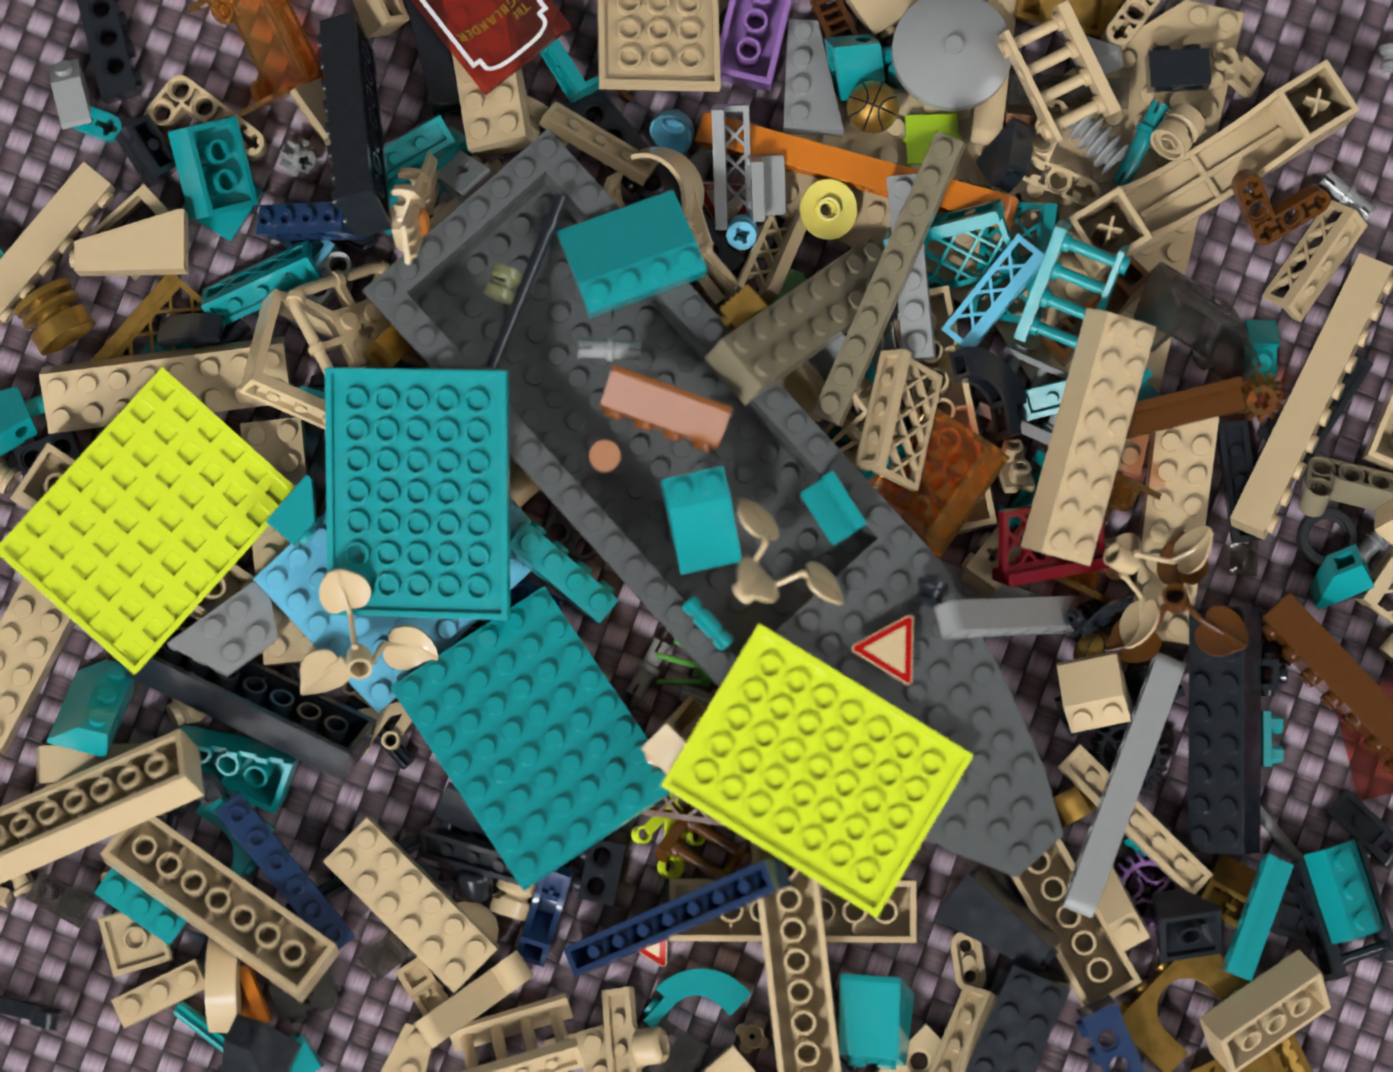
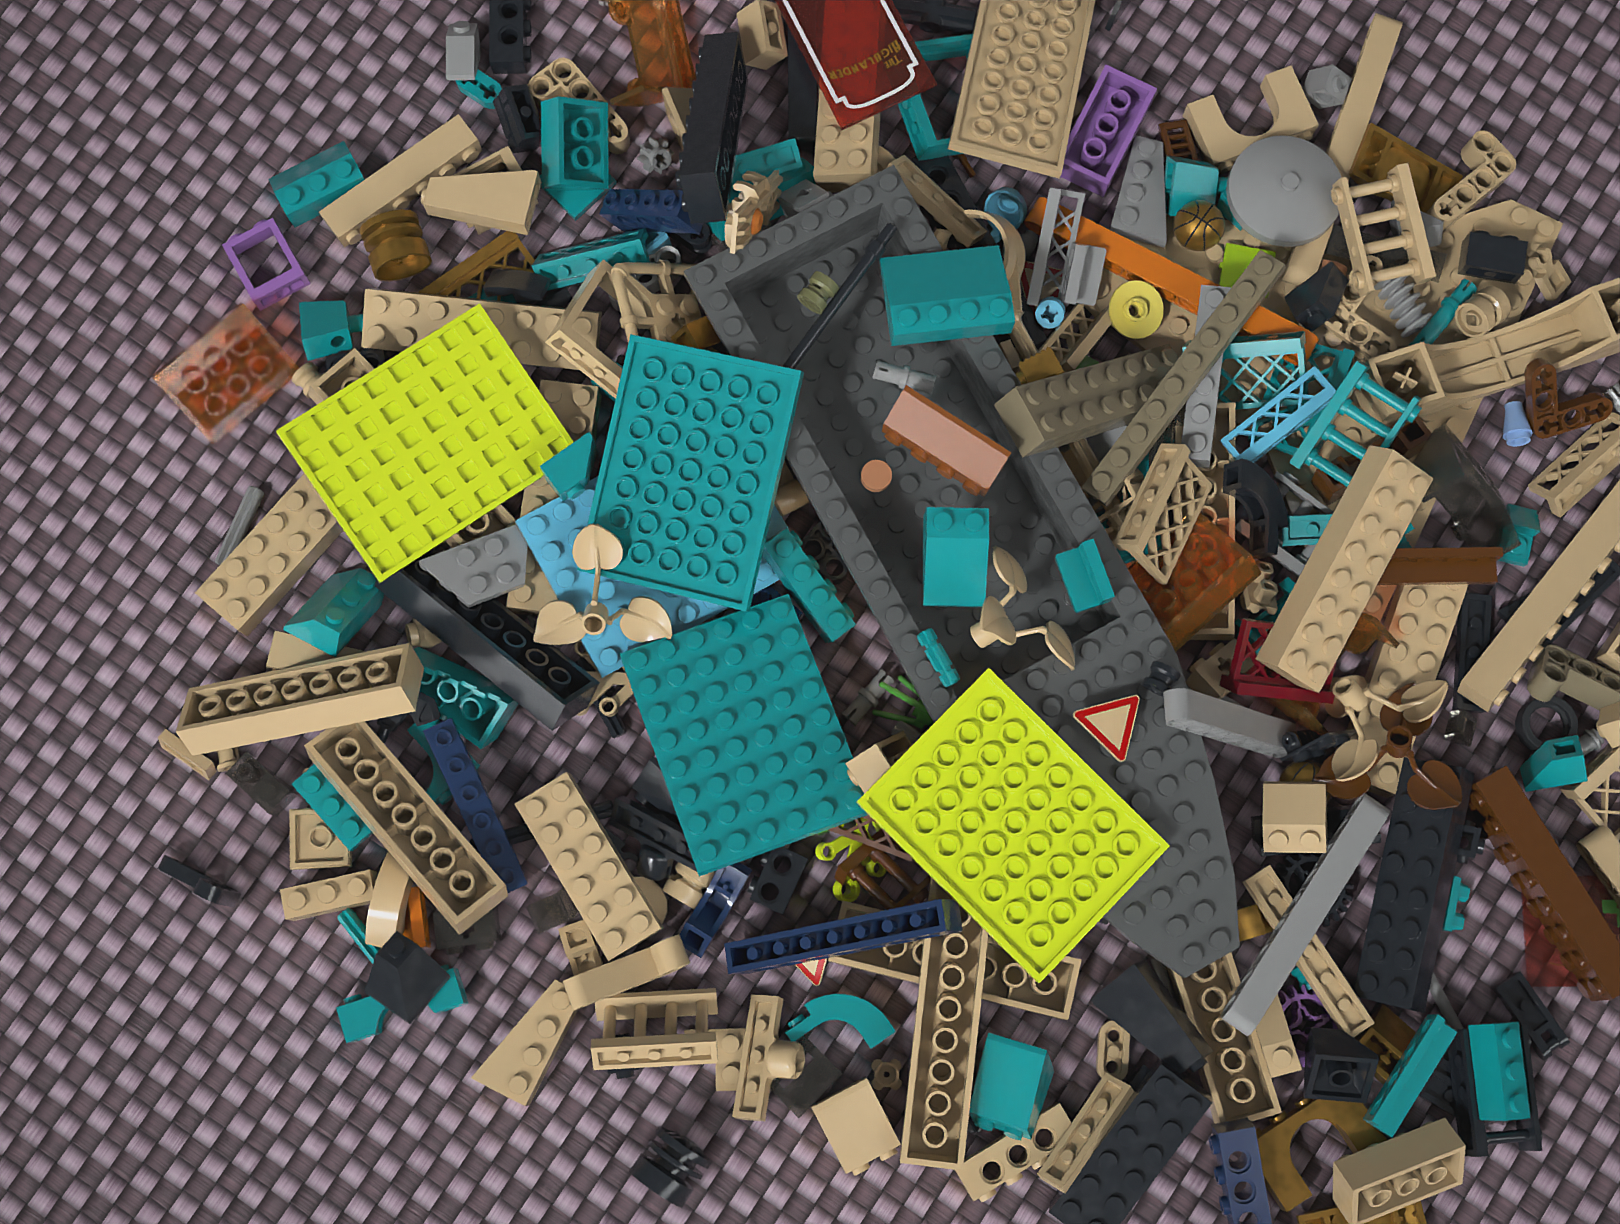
camera: 15 degrees right, 5 degrees down
(1237, 237) = (1516, 425): none -> light blue cone
(1271, 393) = (1517, 581): clear orange gear -> none

